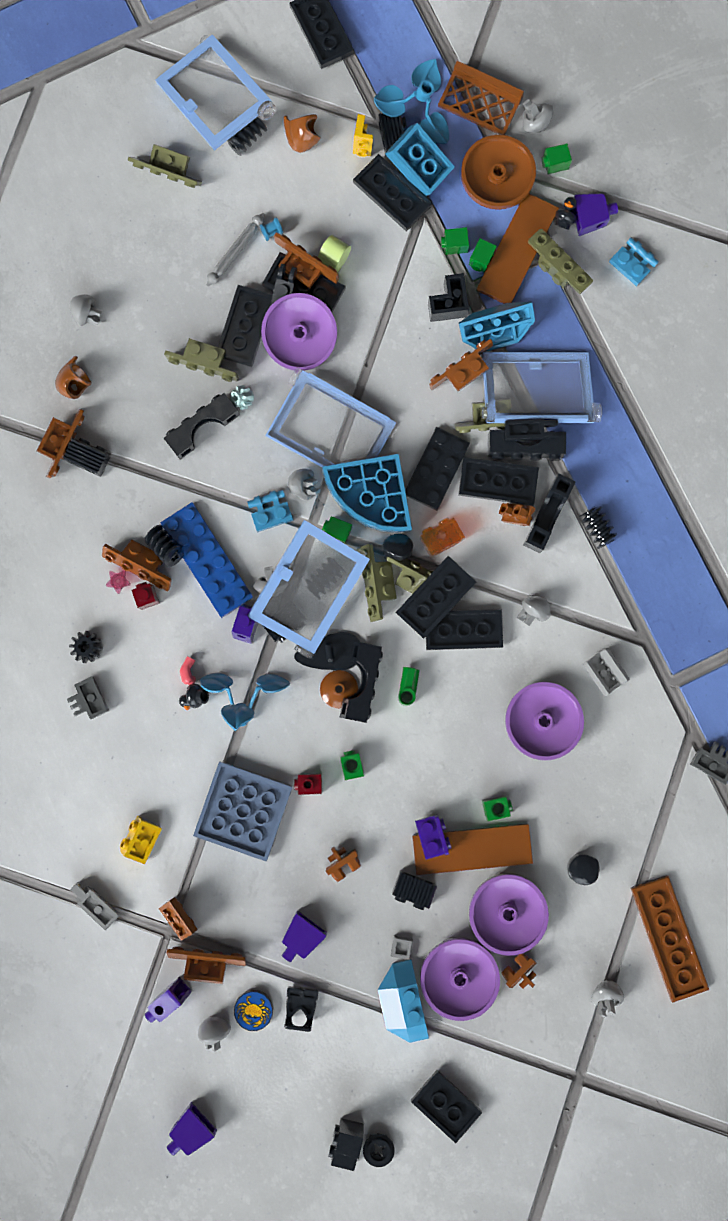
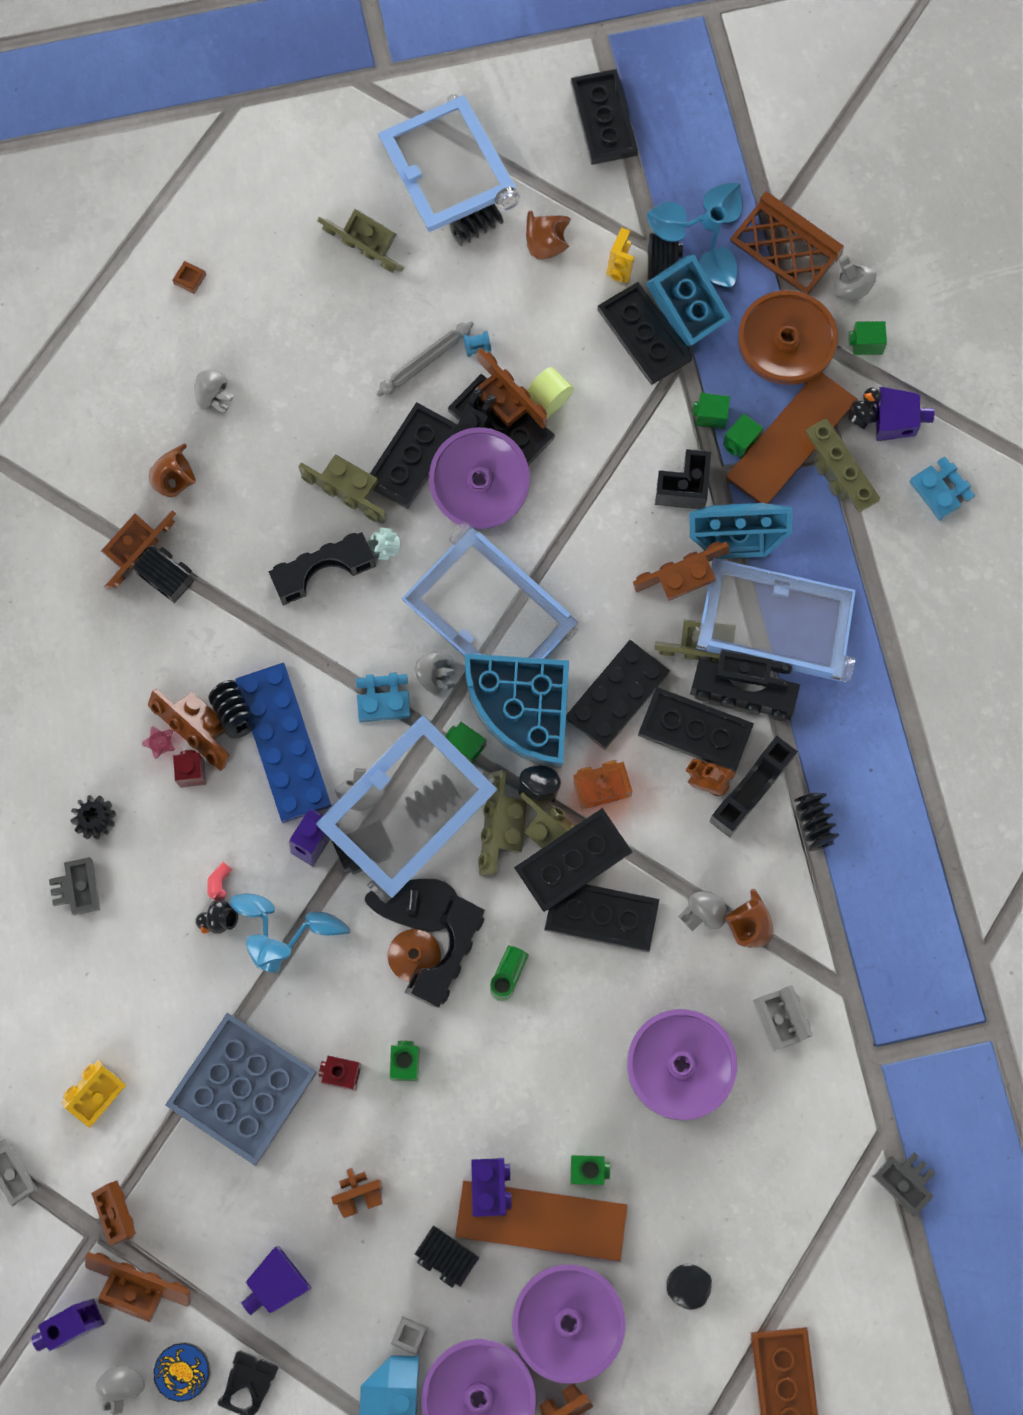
camera: 15 degrees right, 10 degrees down
(43, 226) = (189, 277): none -> dark orange tile
(569, 610) = (751, 922): none -> dark orange piece

